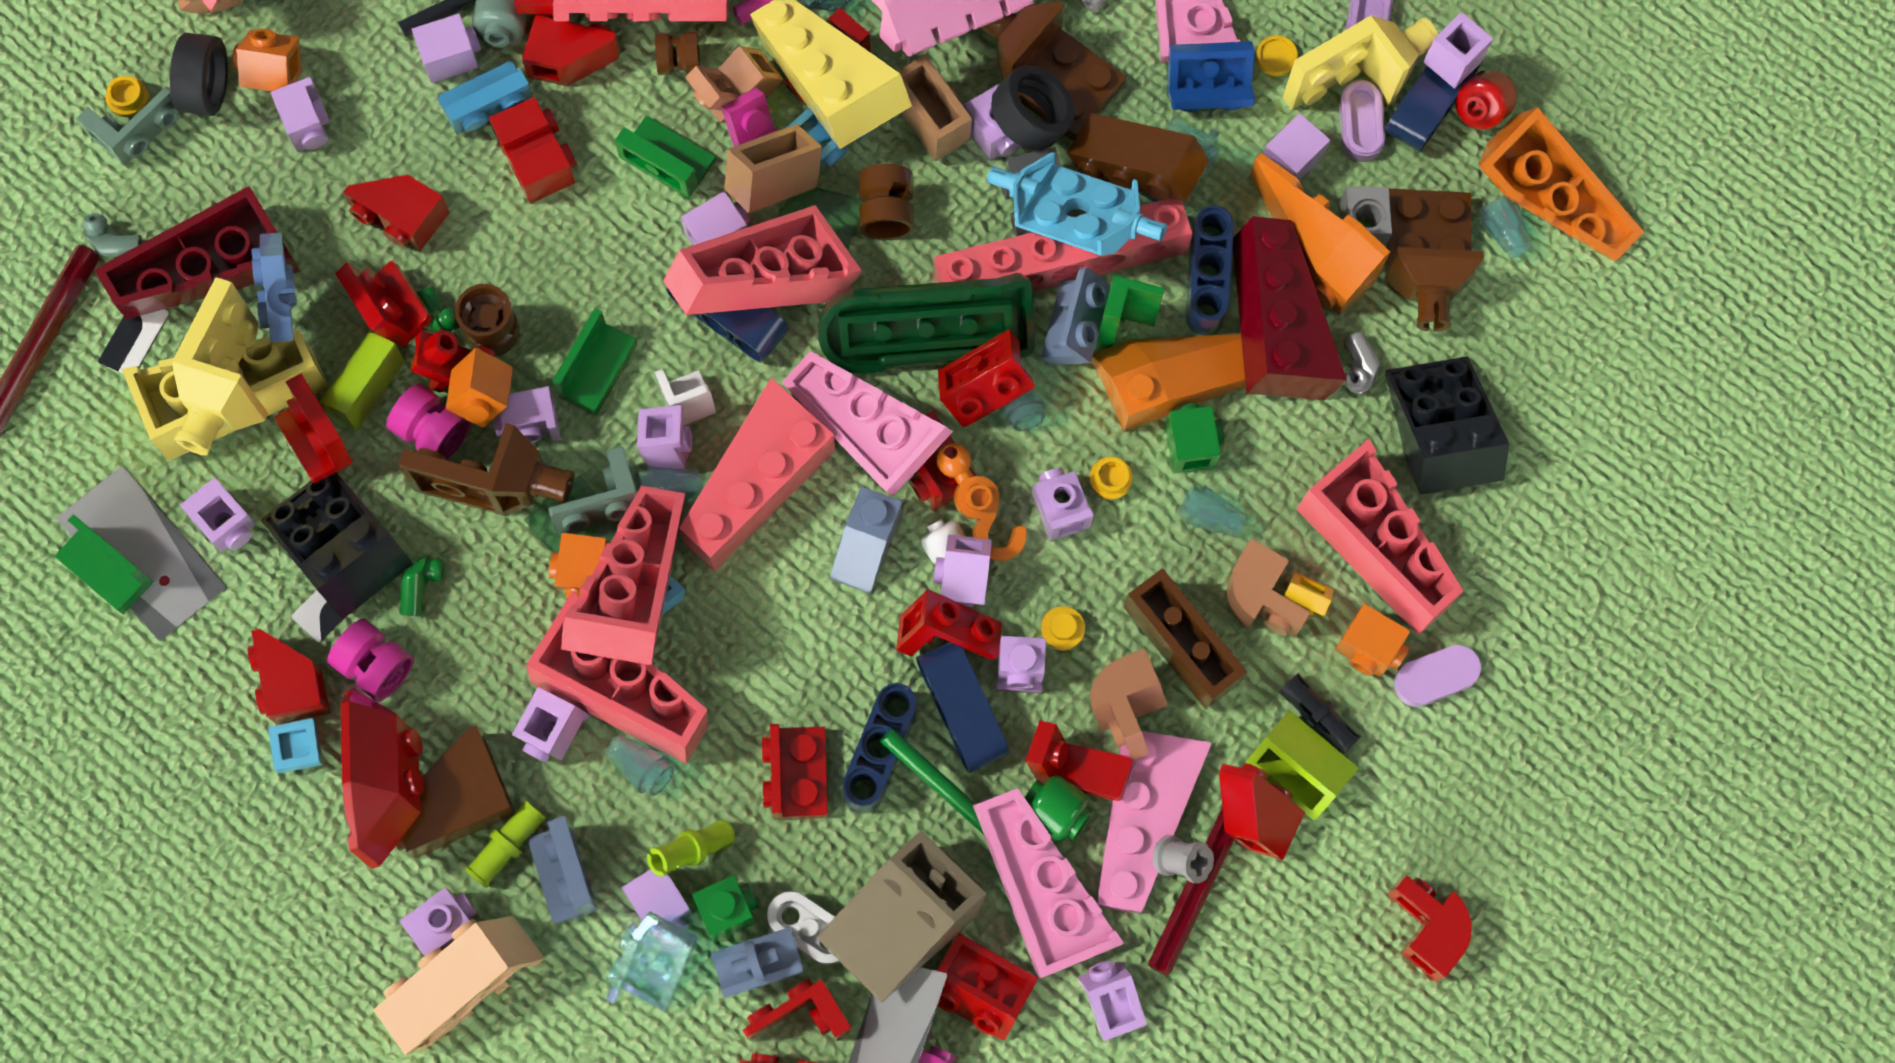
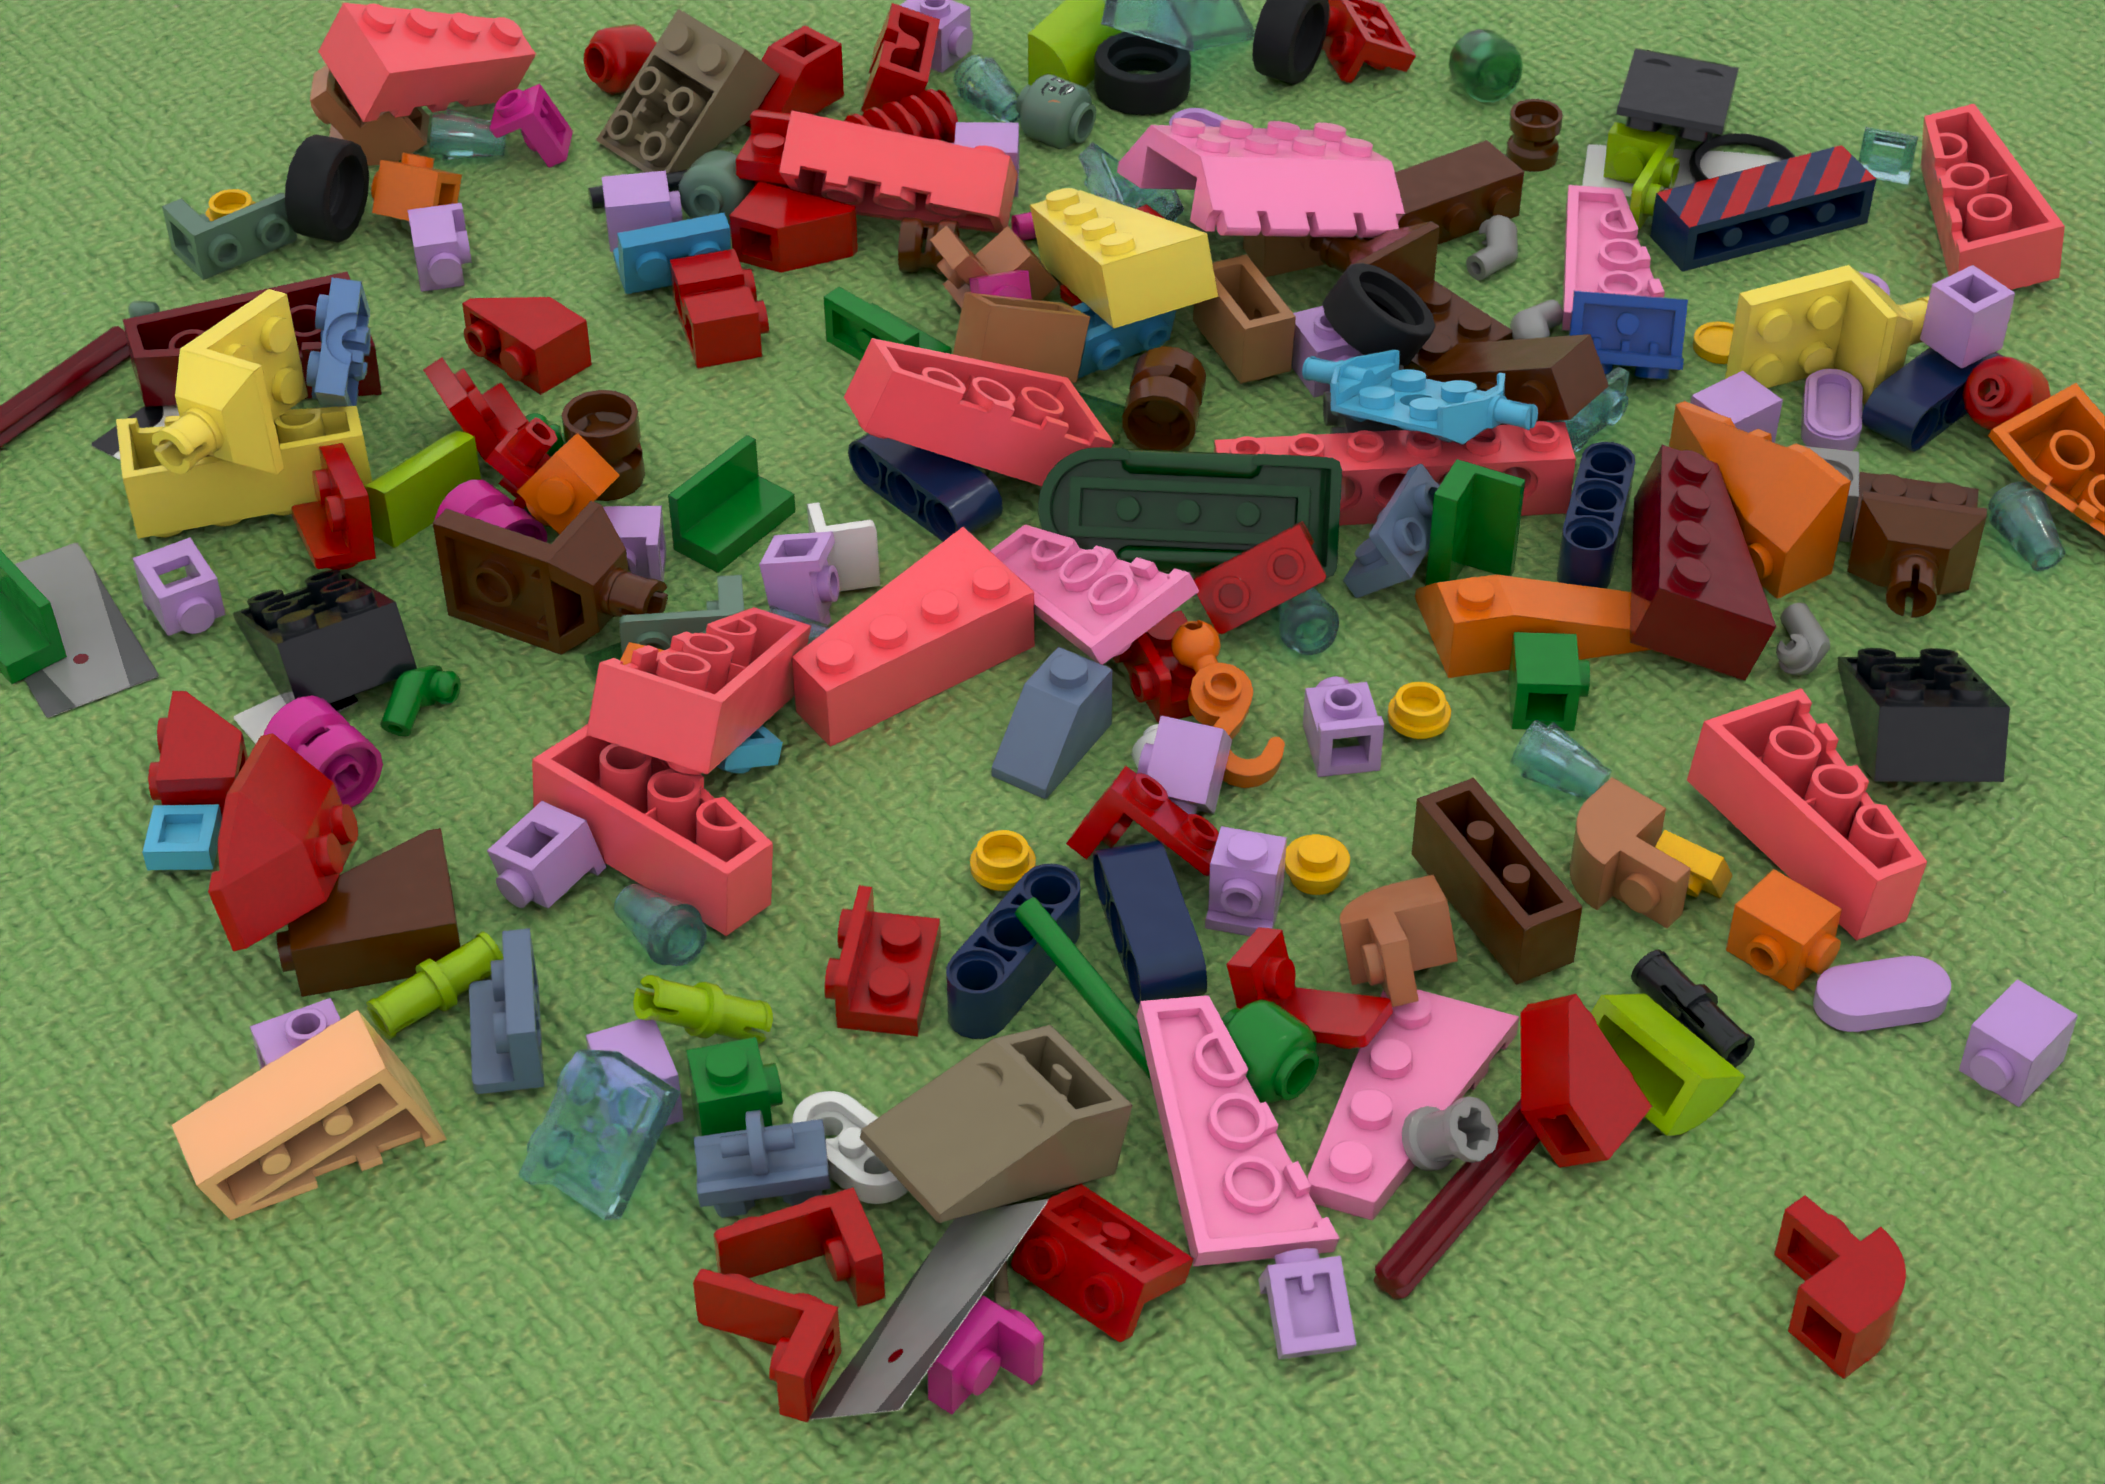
camera: 15 degrees right, 30 degrees down
(855, 666) = (1001, 860): none -> yellow plate
(1138, 69) = (1536, 320): none -> light grey arm
(1525, 712) = (2017, 1042): none -> lavender brick

